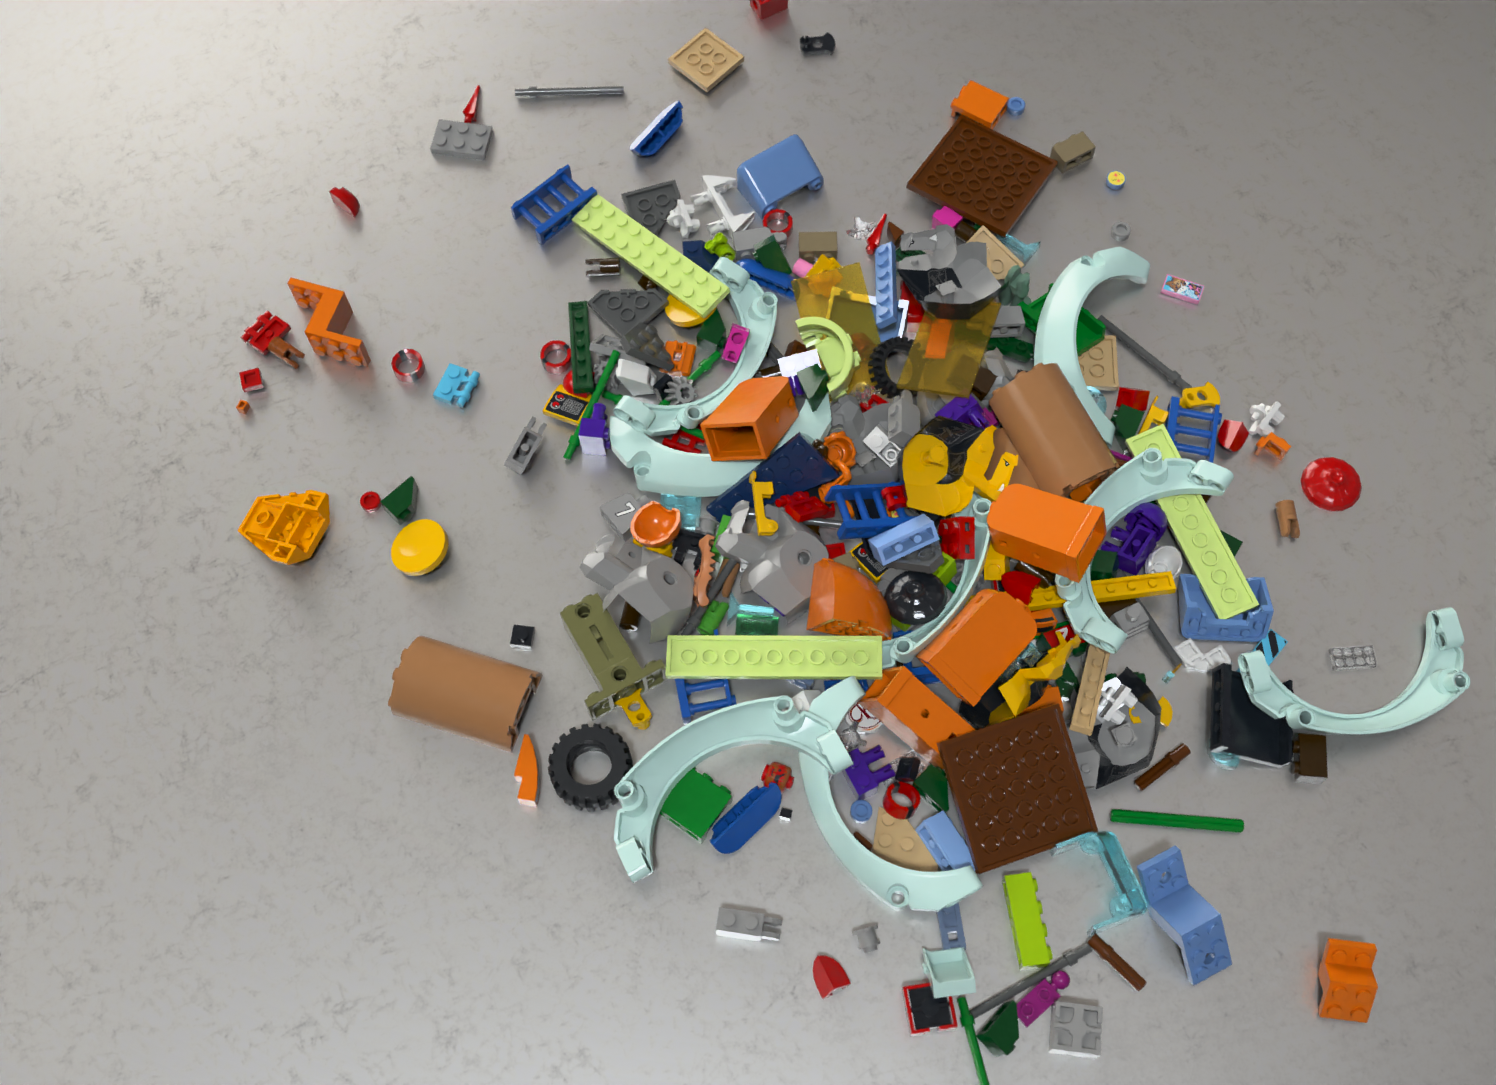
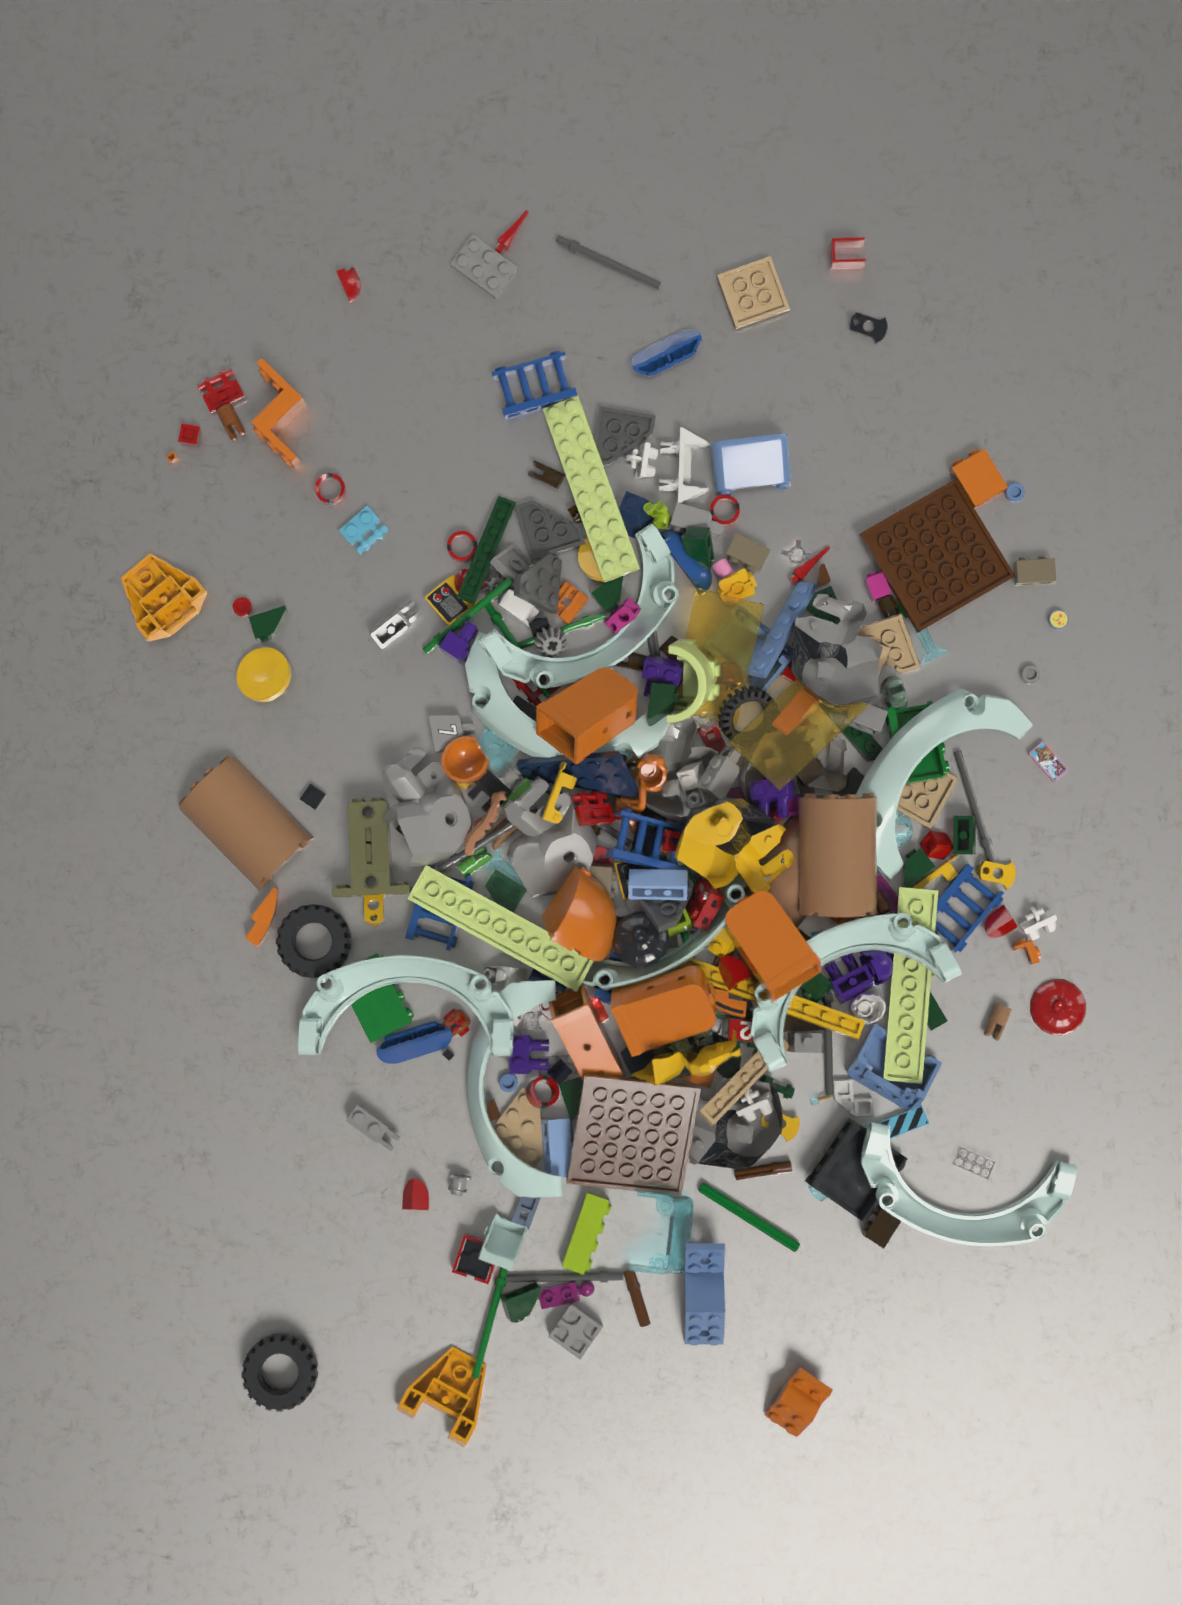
camera: 30 degrees right, 20 degrees up
(1152, 375) = (964, 835): none -> dark green brick

